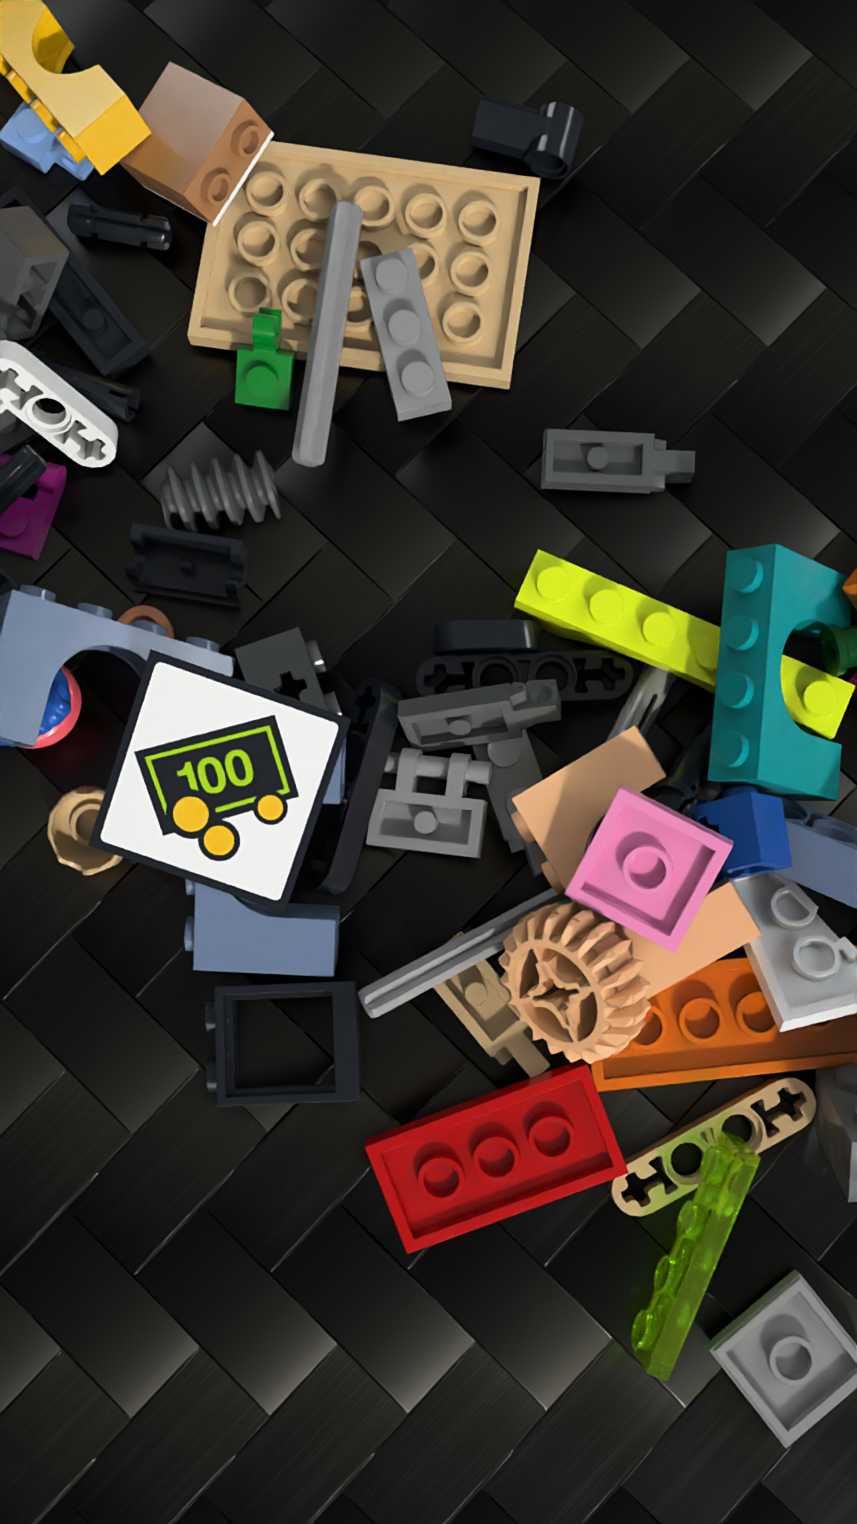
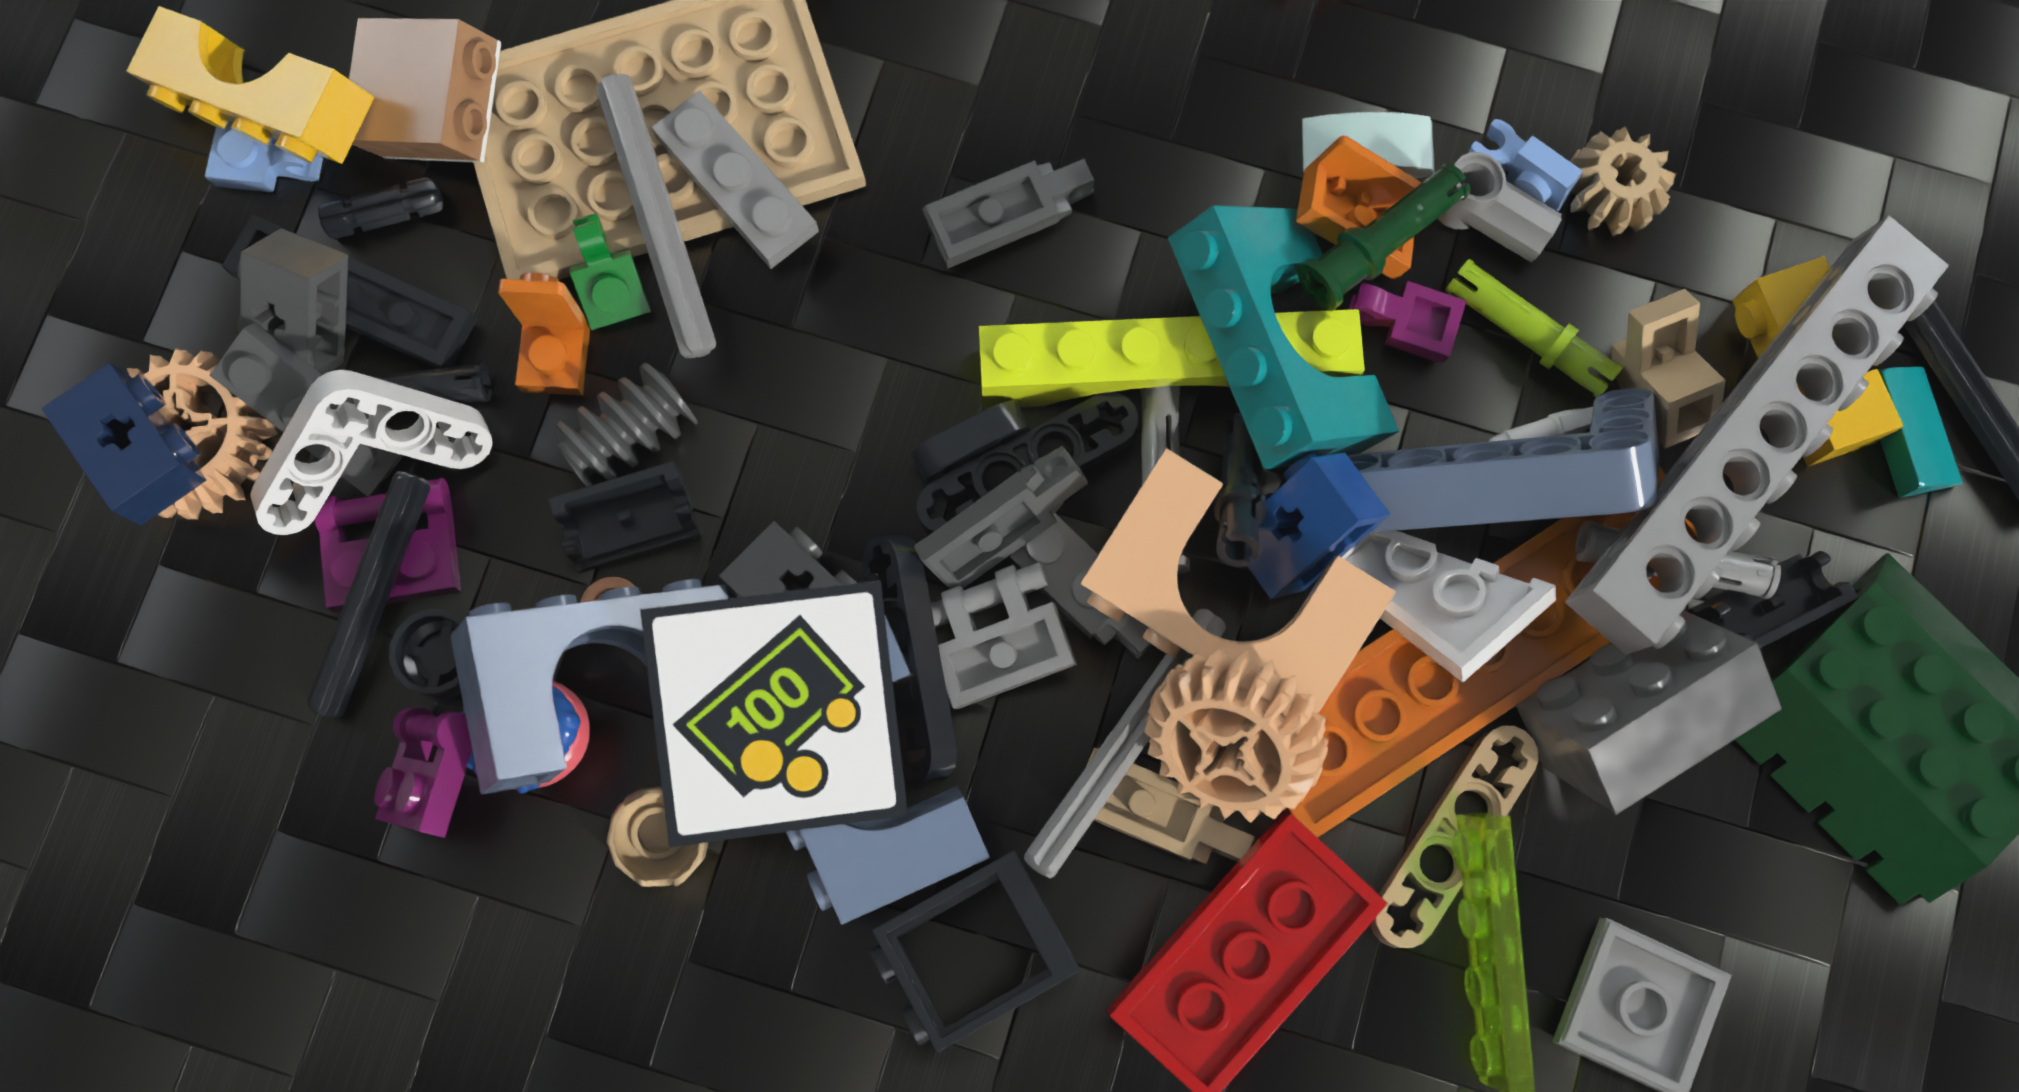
camera: 30 degrees left, 5 degrees down
(202, 393) = (552, 334): none -> orange bracket
(649, 868) = (1253, 580): bright pink plate -> none

